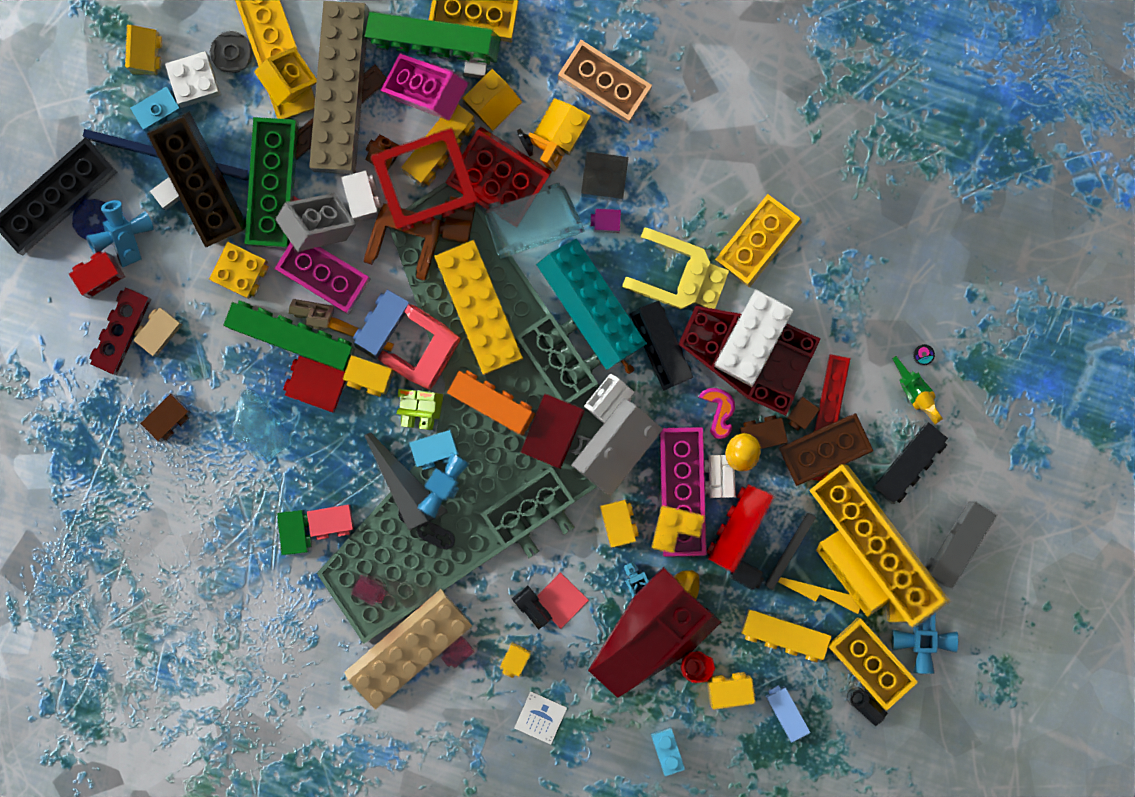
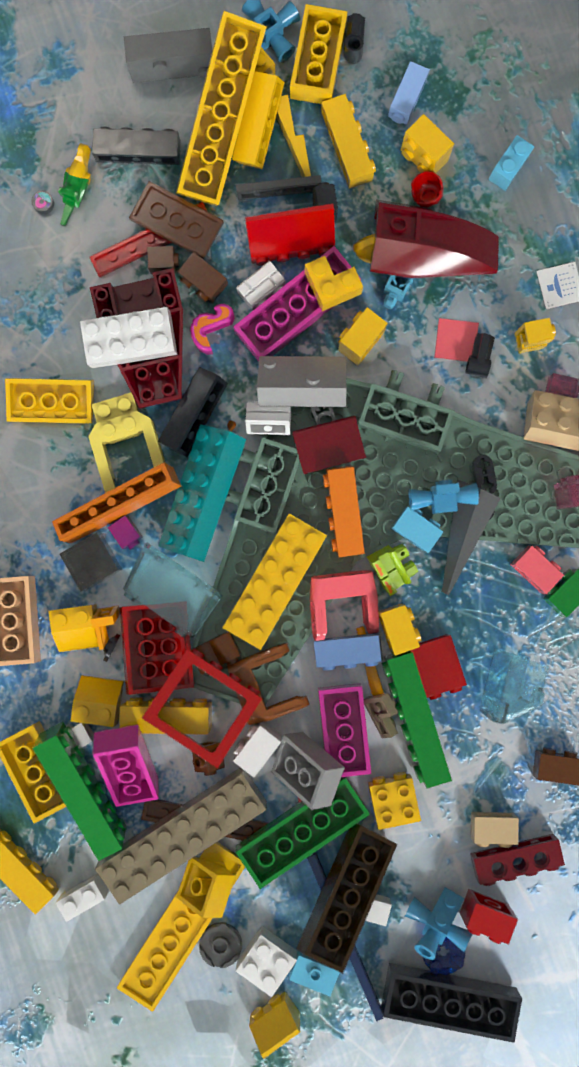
camera: 120 degrees left, 0 degrees up
(633, 231) = (116, 503): none -> orange brick
(742, 452) = (229, 279): yellow hat -> none

